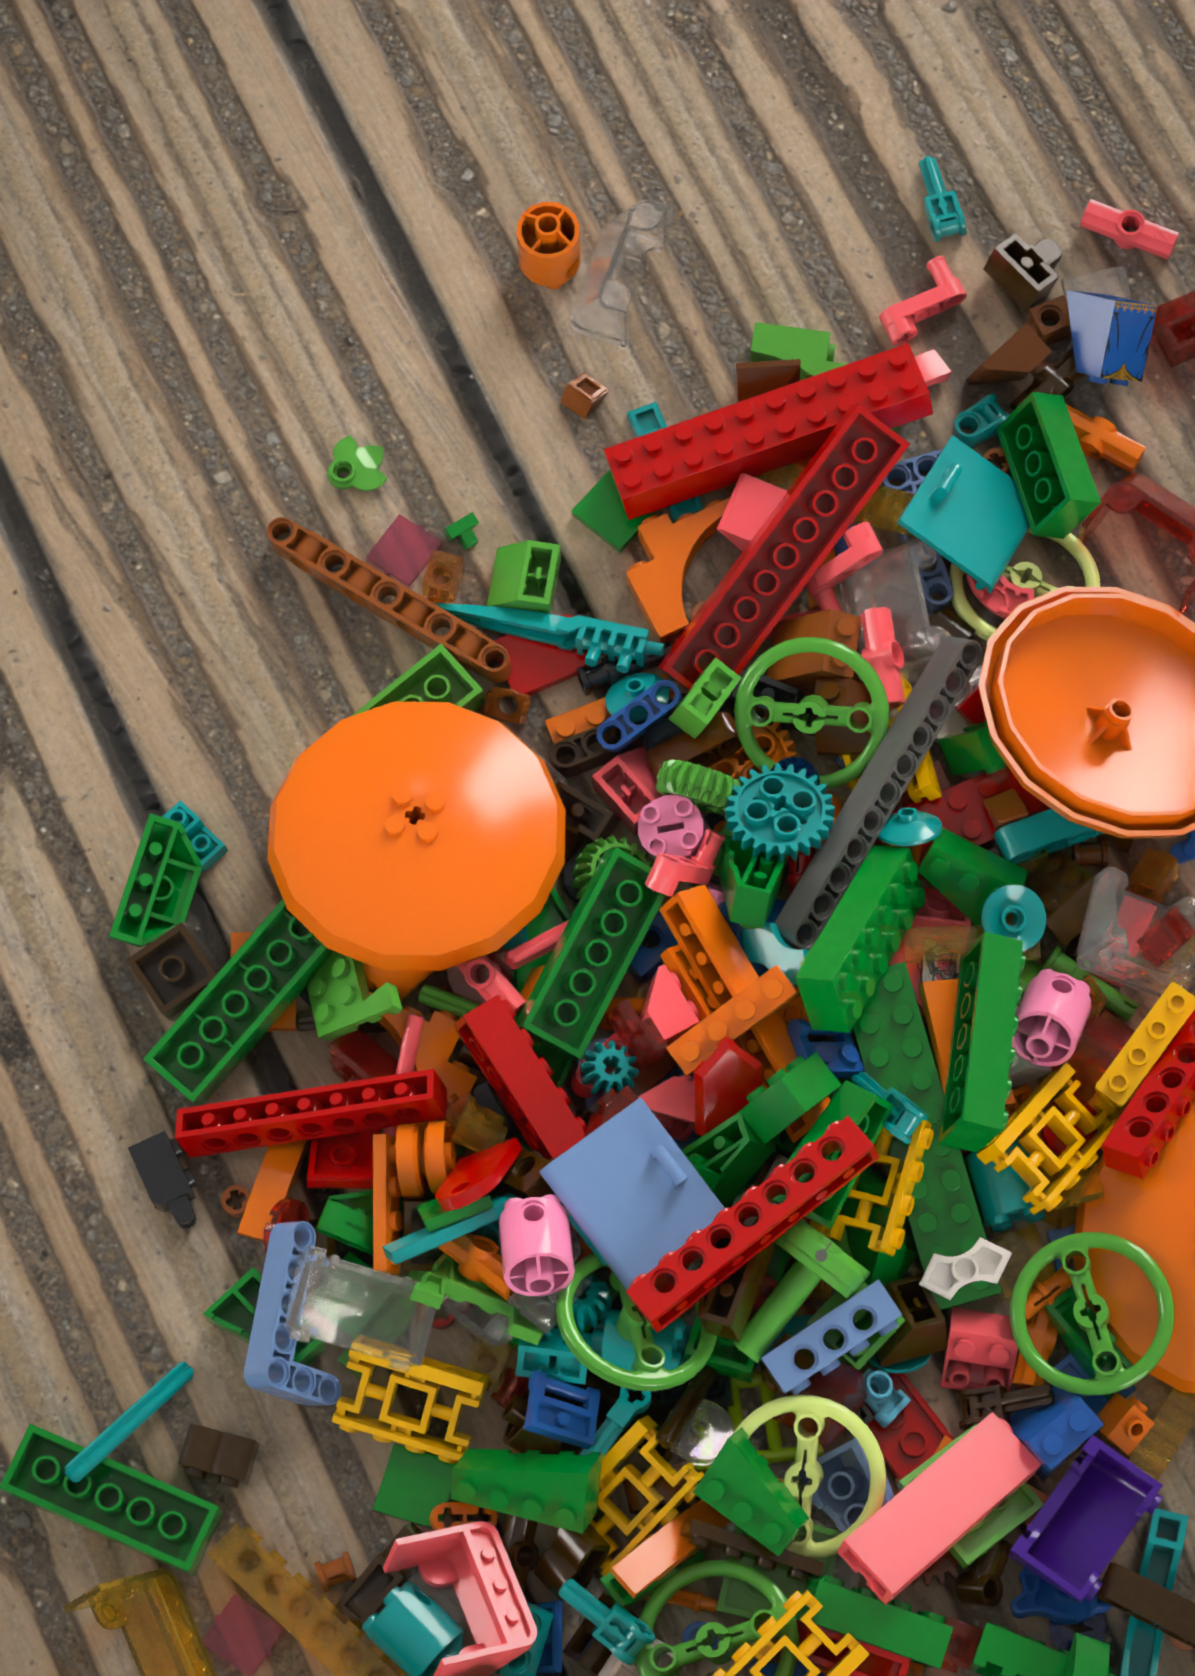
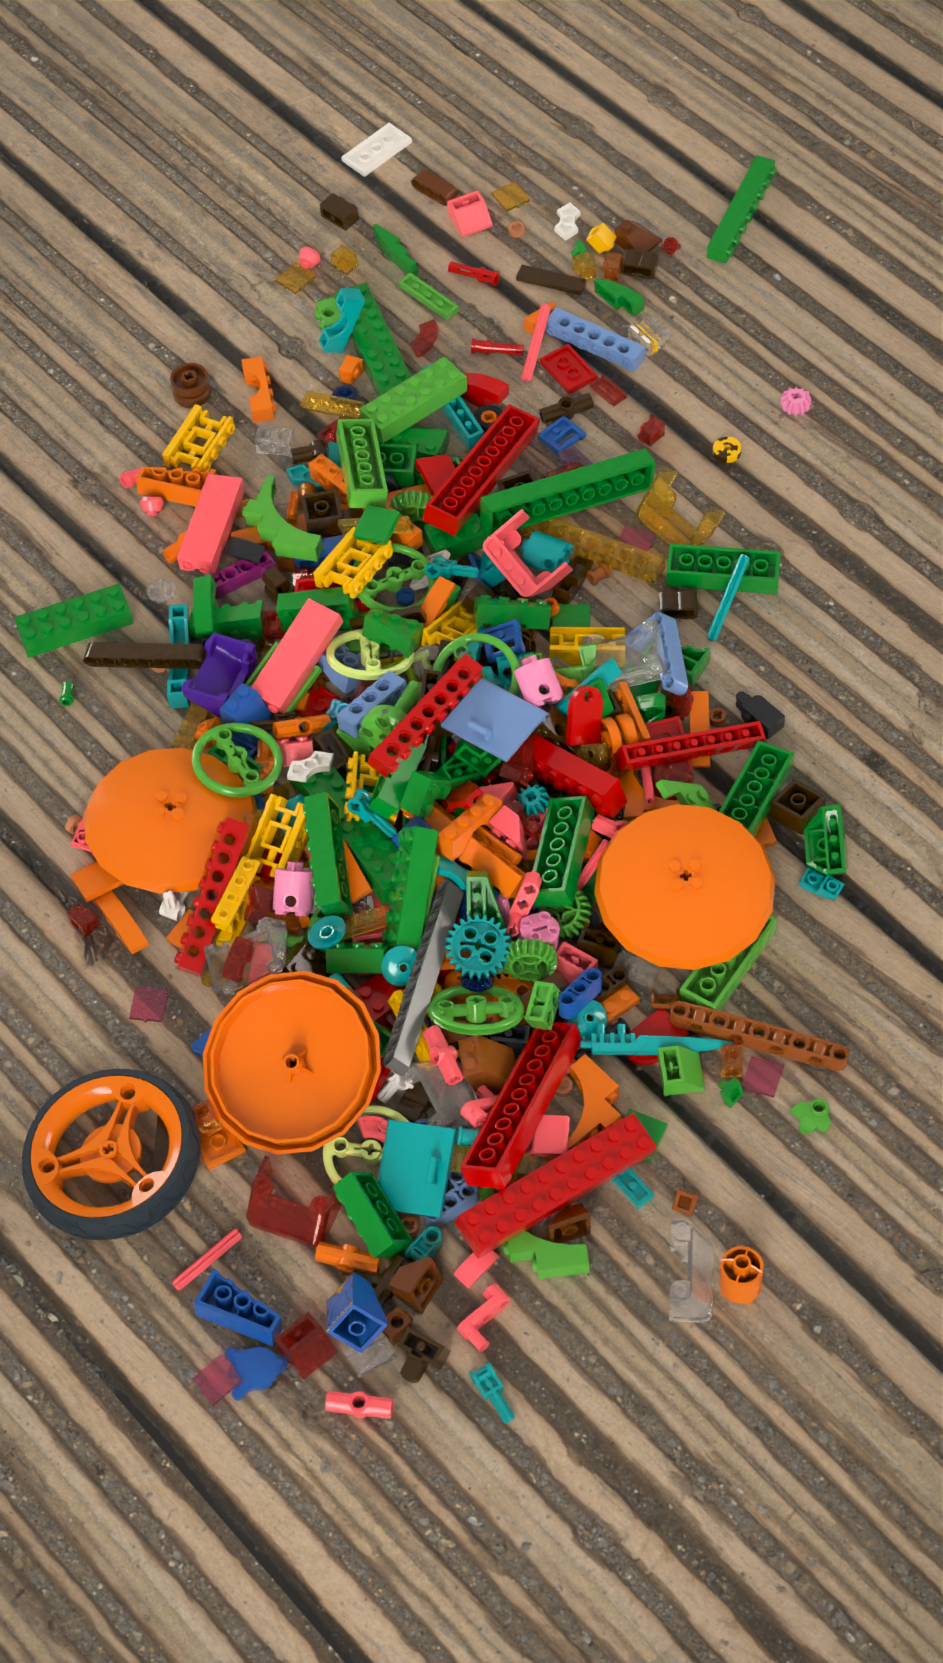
camera: 165 degrees right, 15 degrees down
(883, 522) = (465, 1136): none -> teal connector
(959, 1377) = (291, 727): none -> orange piece

